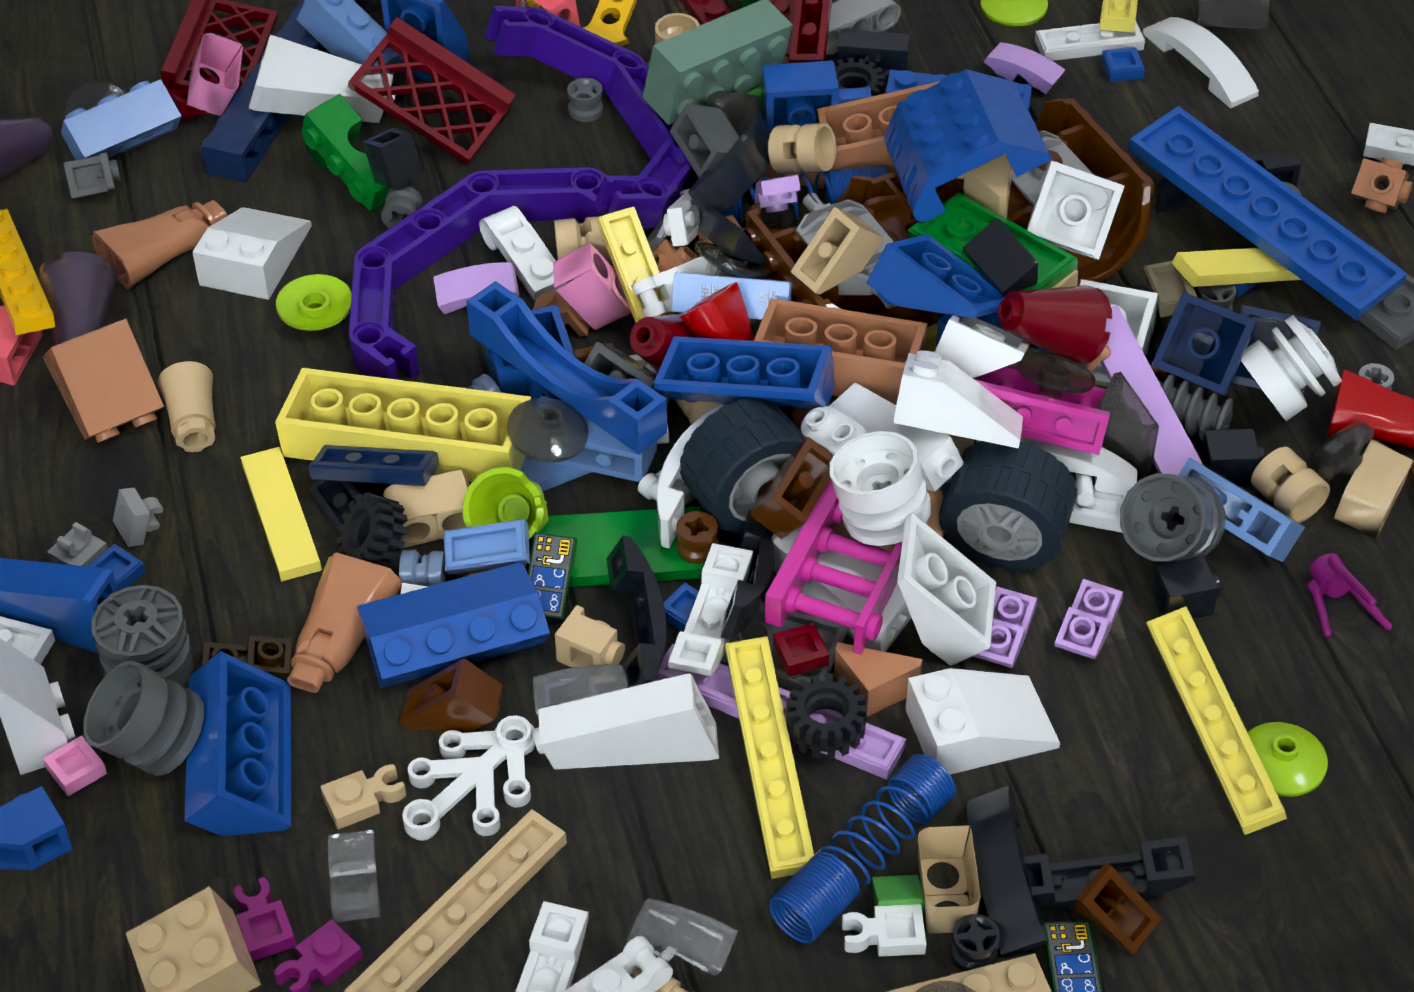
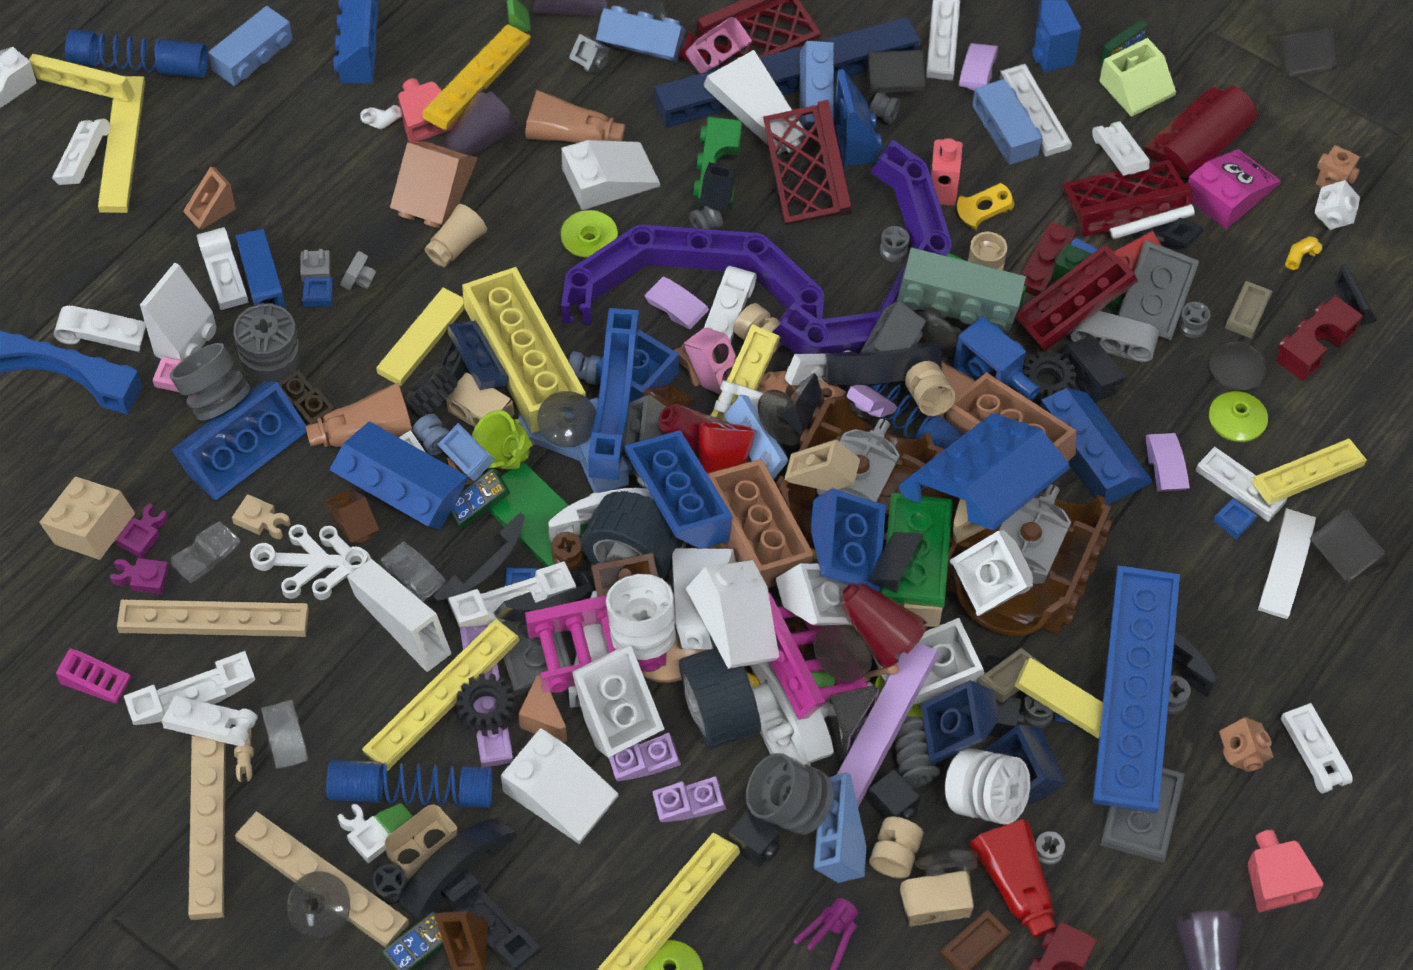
camera: 50 degrees right, 10 degrees up
(587, 642) = (447, 550): tan brick -> none
(801, 649) = (524, 660): dark red plate -> none
(830, 428) = (678, 565): white plate -> none

